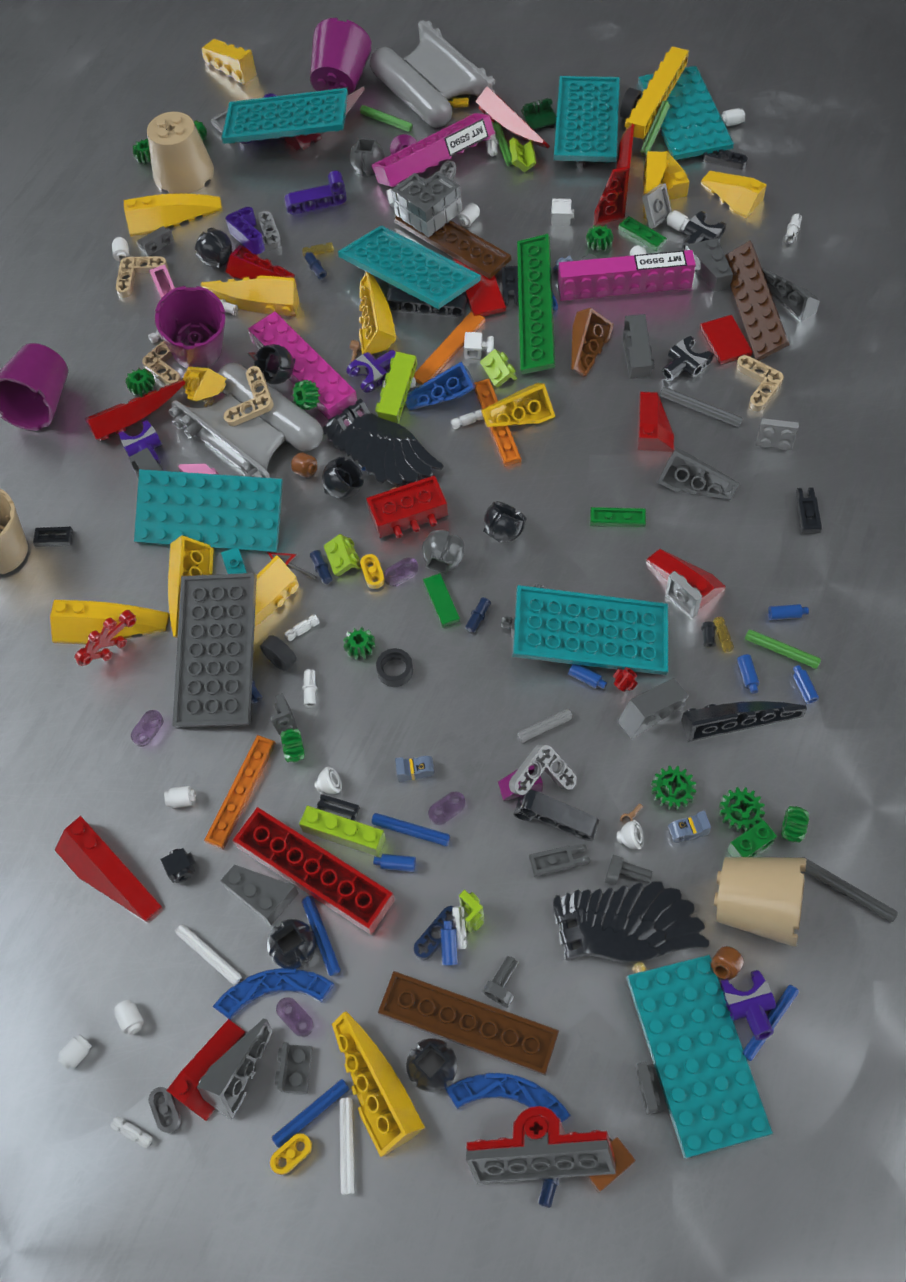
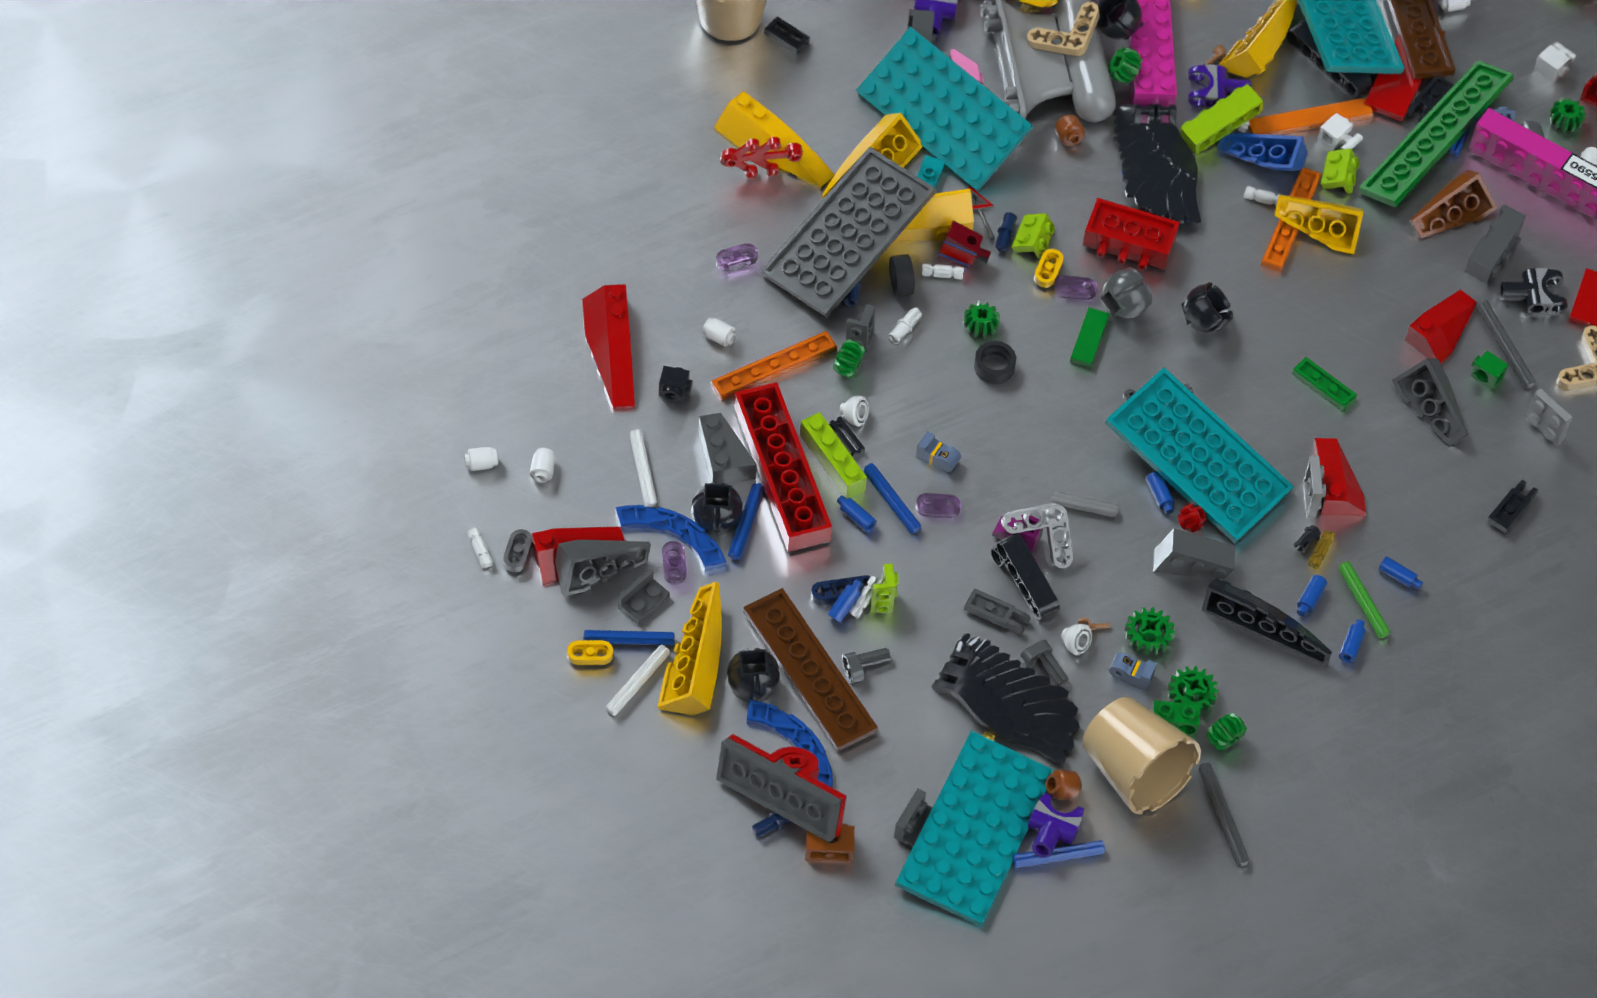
camera: 30 degrees right, 5 degrees down
(302, 600) = (962, 246): none -> dark red torso
(342, 478) = (1092, 165): black piece -> none
(478, 615) = (1111, 373): dark blue axle -> none
(708, 430) = (1488, 369): none -> green brick

